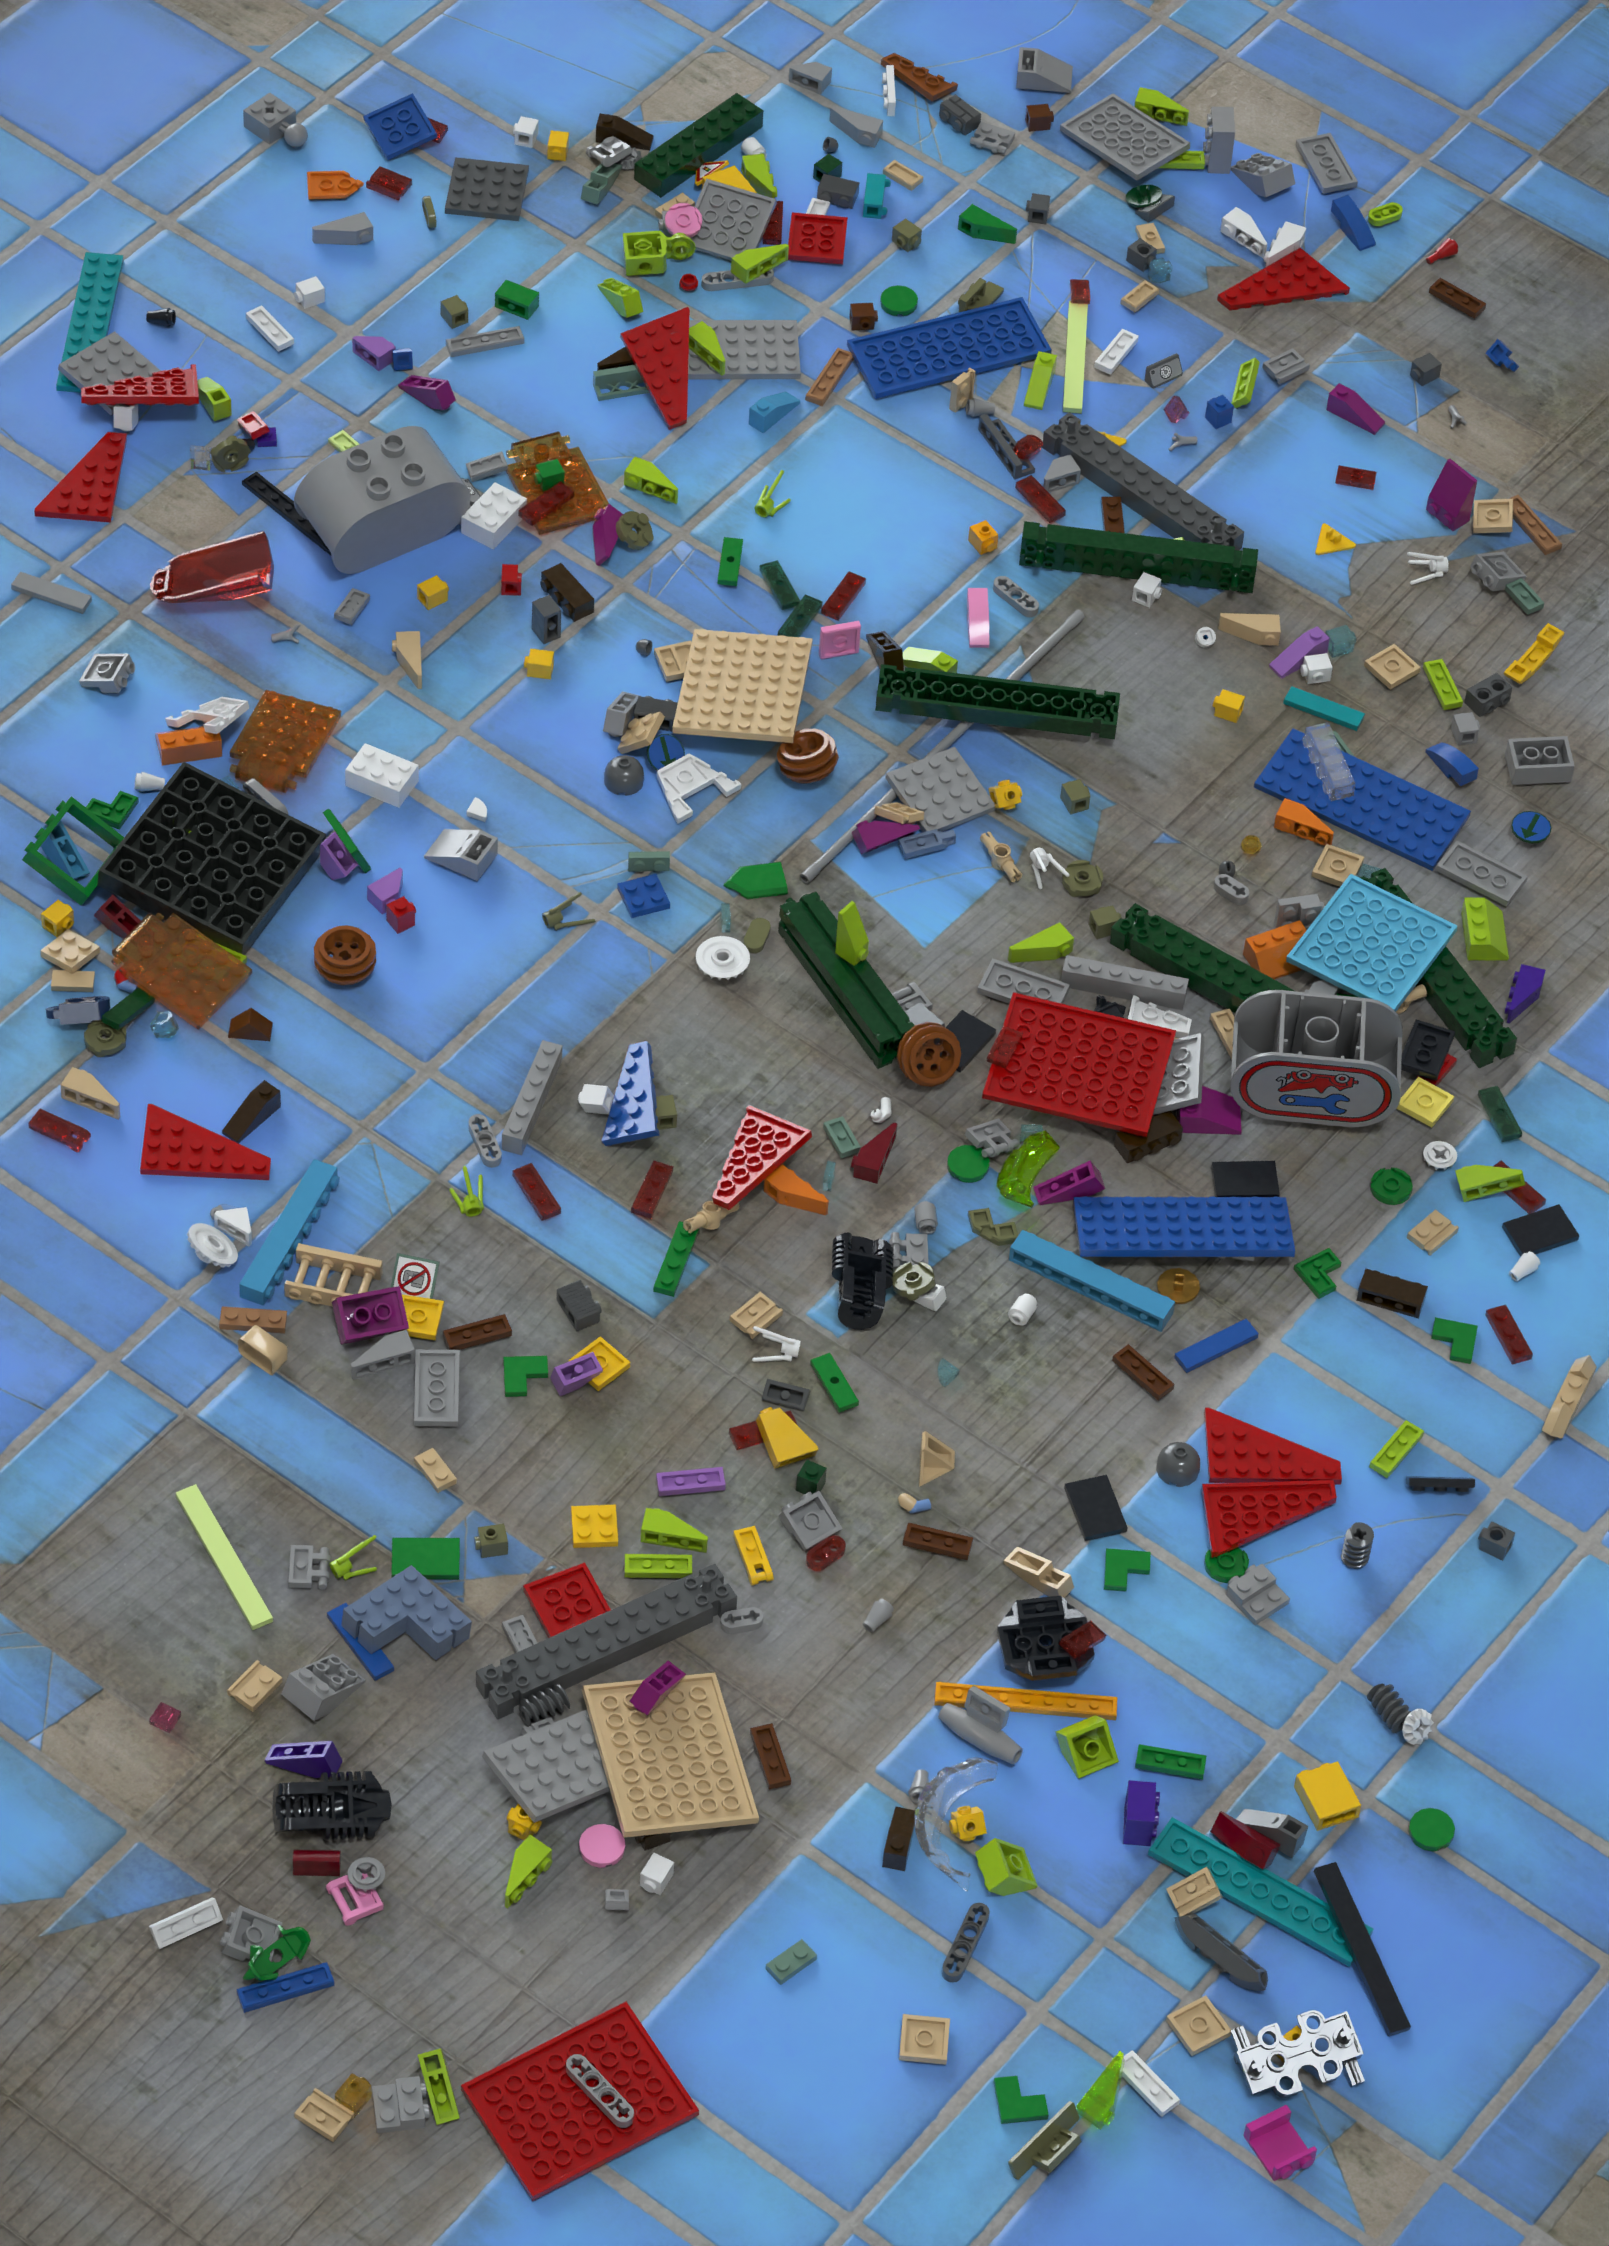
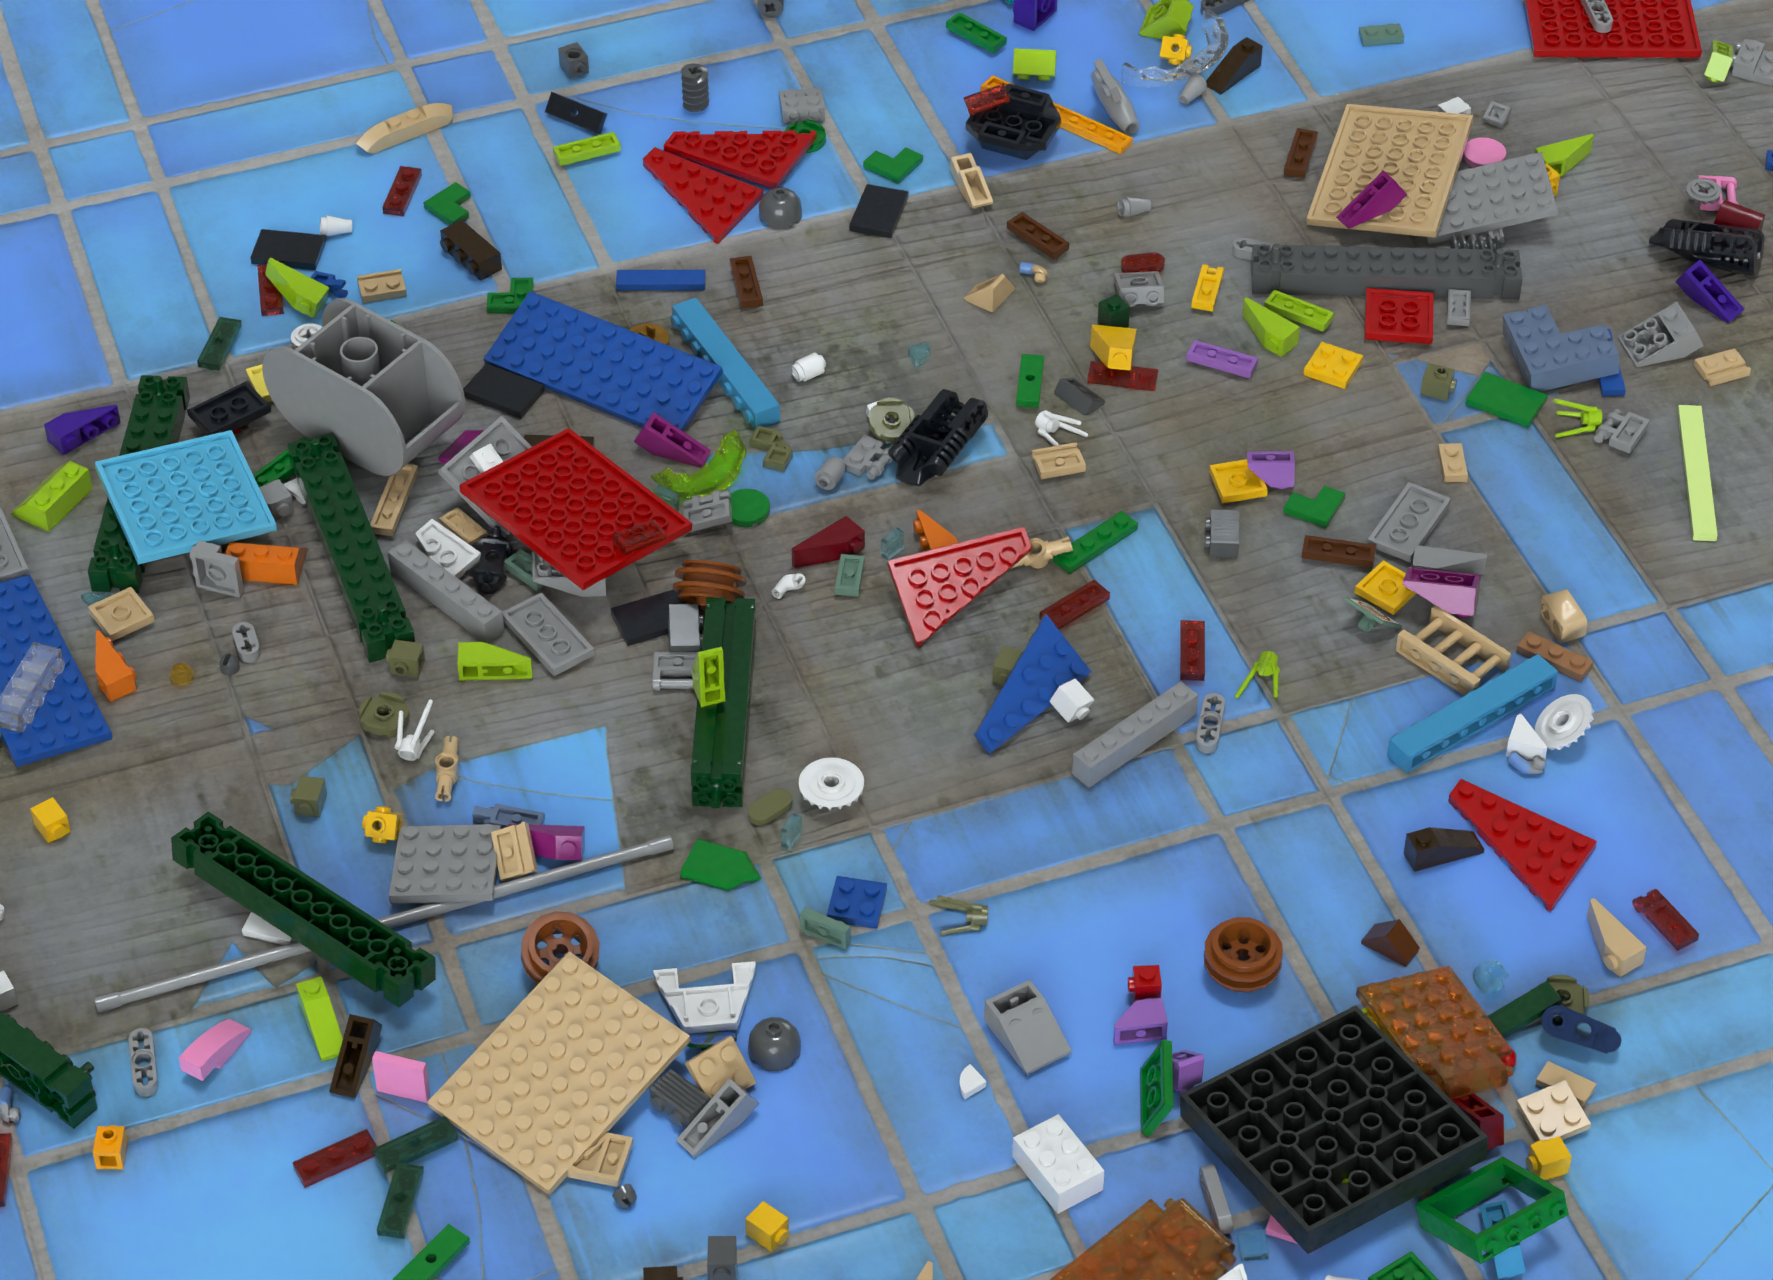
camera: 145 degrees left, 5 degrees down
(1178, 1064) = (485, 458): none -> white plate
(1475, 1205) = (330, 281): none -> blue plate

